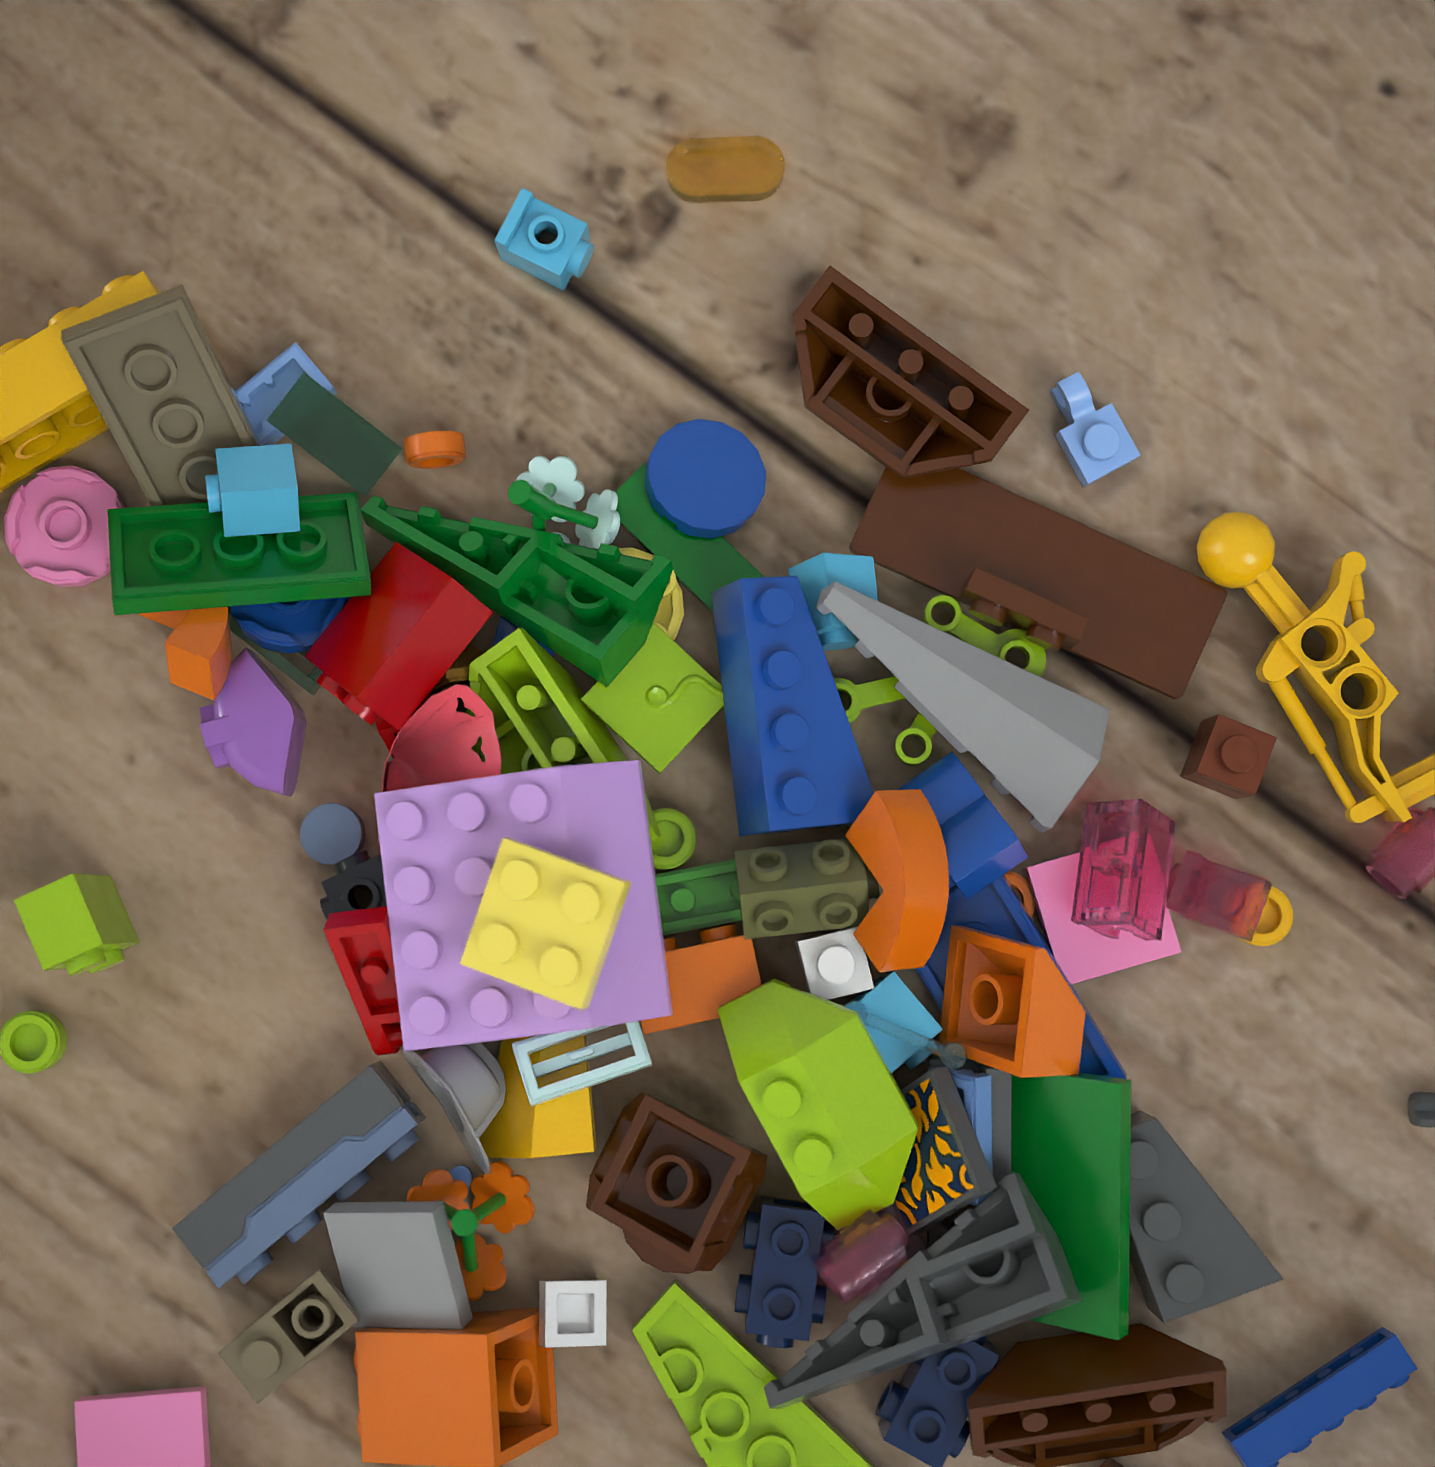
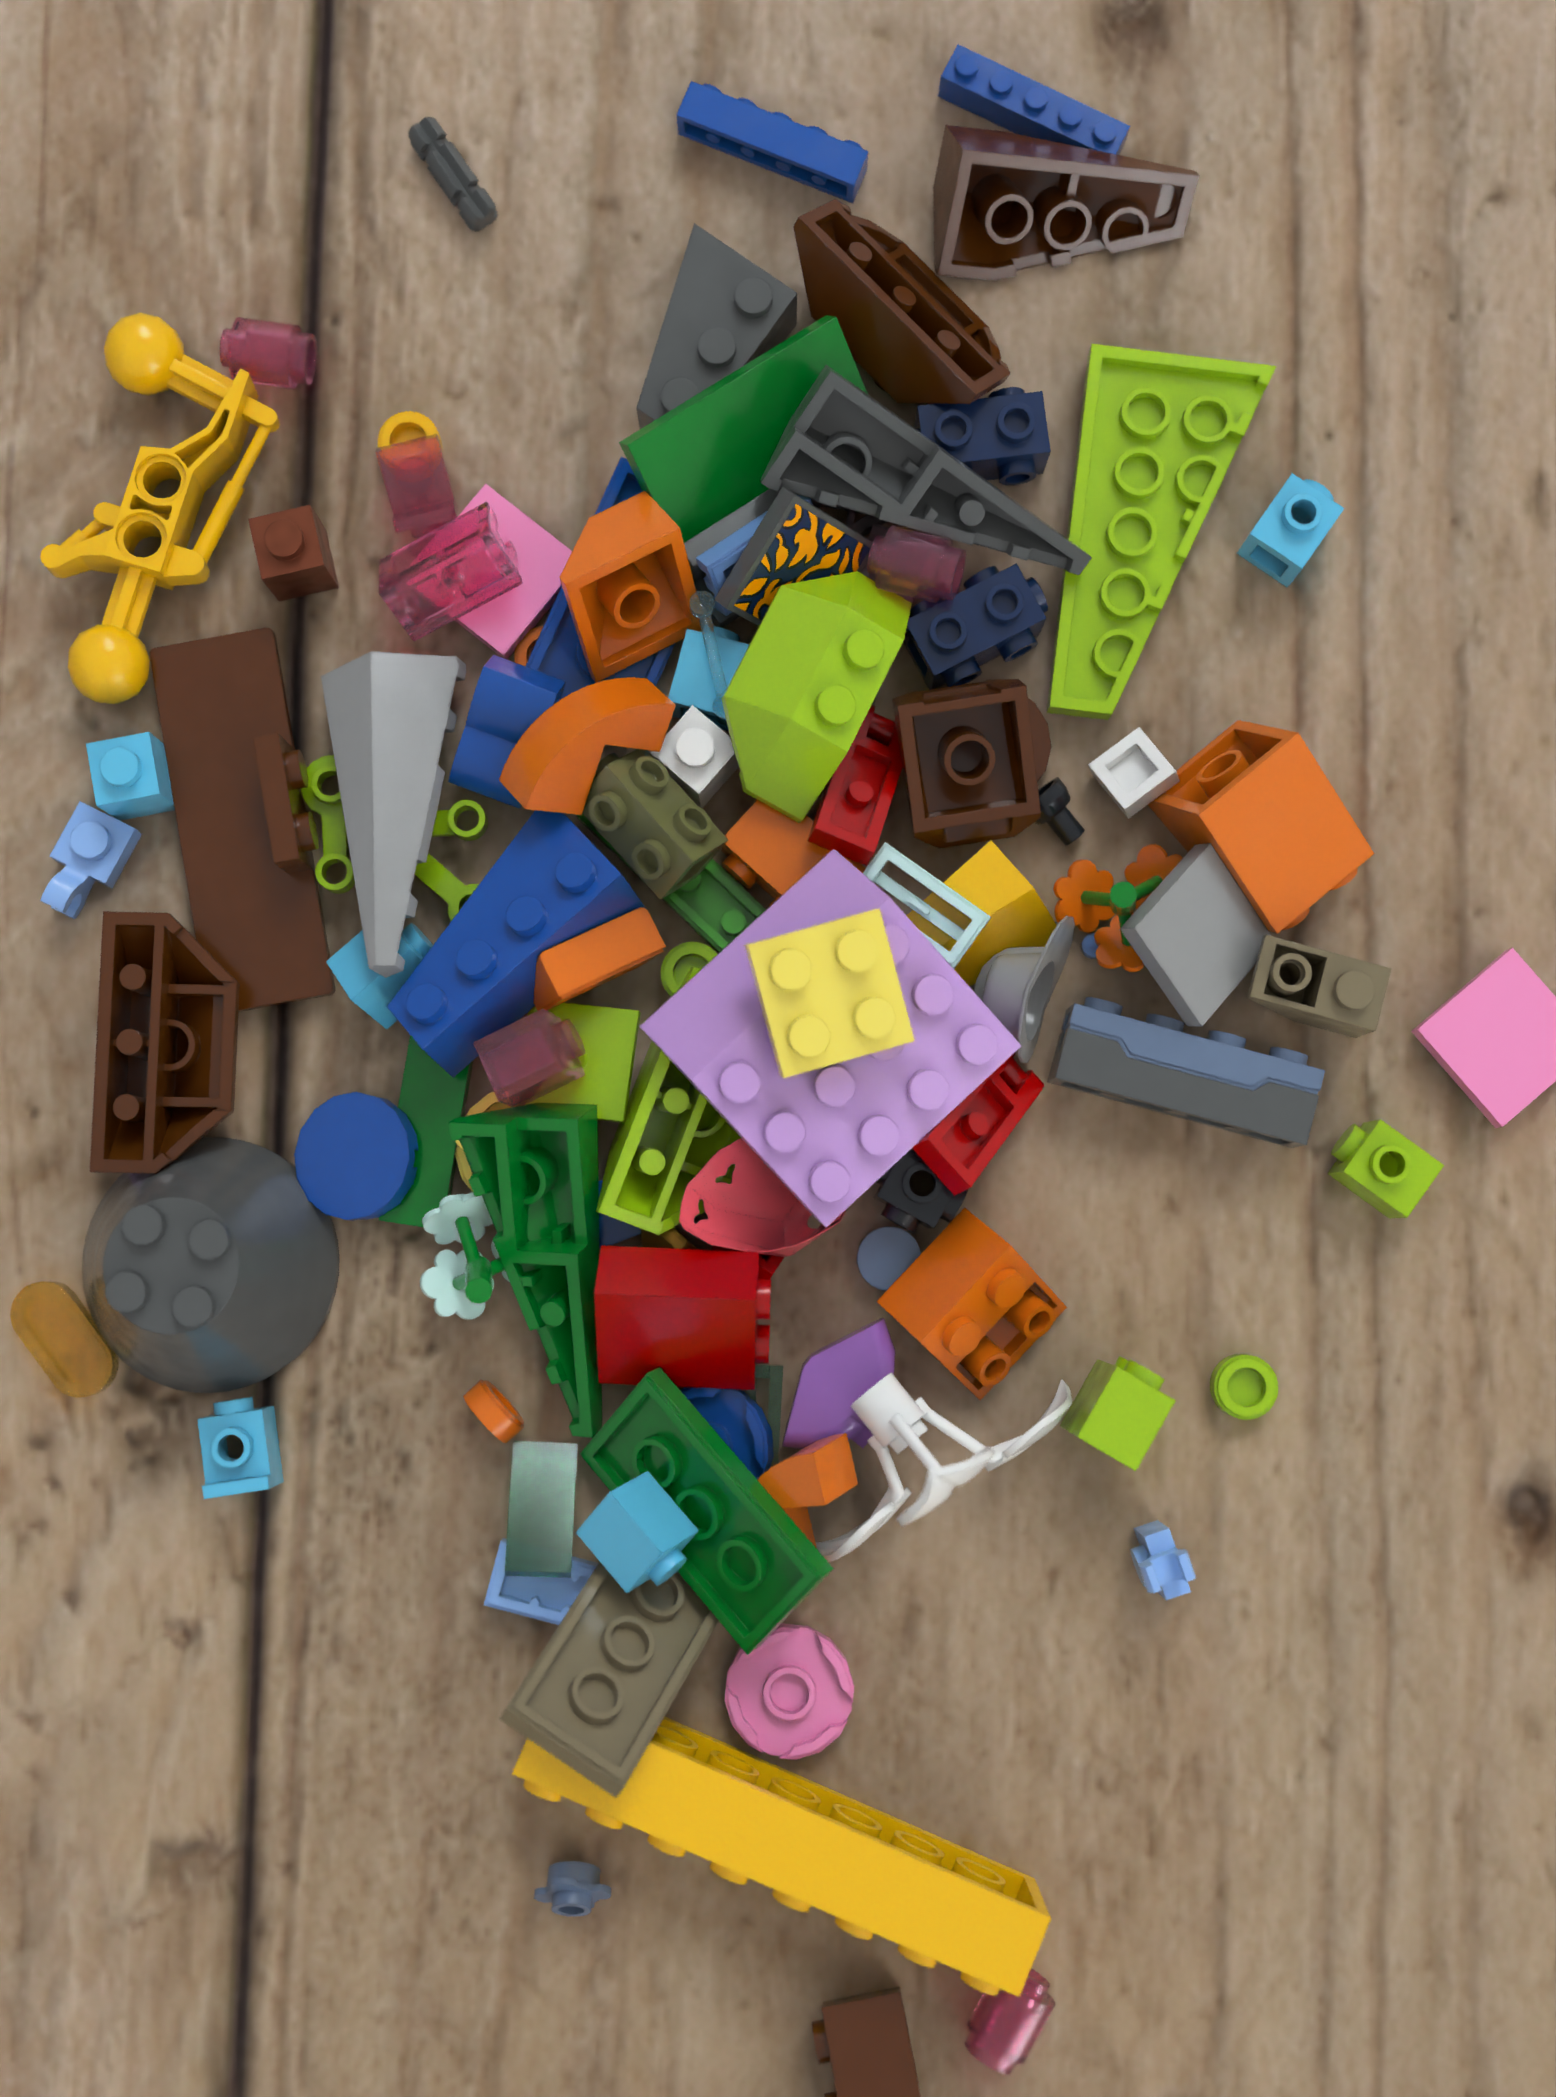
camera: 125 degrees left, 0 degrees up
(42, 266) = (572, 1888): none -> sand blue plate
(113, 1280) = (1383, 1167): none -> lime brick
(192, 745) = (897, 1422): none -> white plant
(248, 872) = (972, 1303): none -> orange slope
(587, 1224) = (1053, 803): none -> black piece
(679, 661) = (531, 1057): none -> clear pink brick
(699, 313) = (210, 1268): none -> dark grey cone
(702, 1068) = (860, 792): none -> red plate
(723, 768) = (595, 958): none -> orange slope
(1131, 506) = (130, 776): none -> medium azure brick

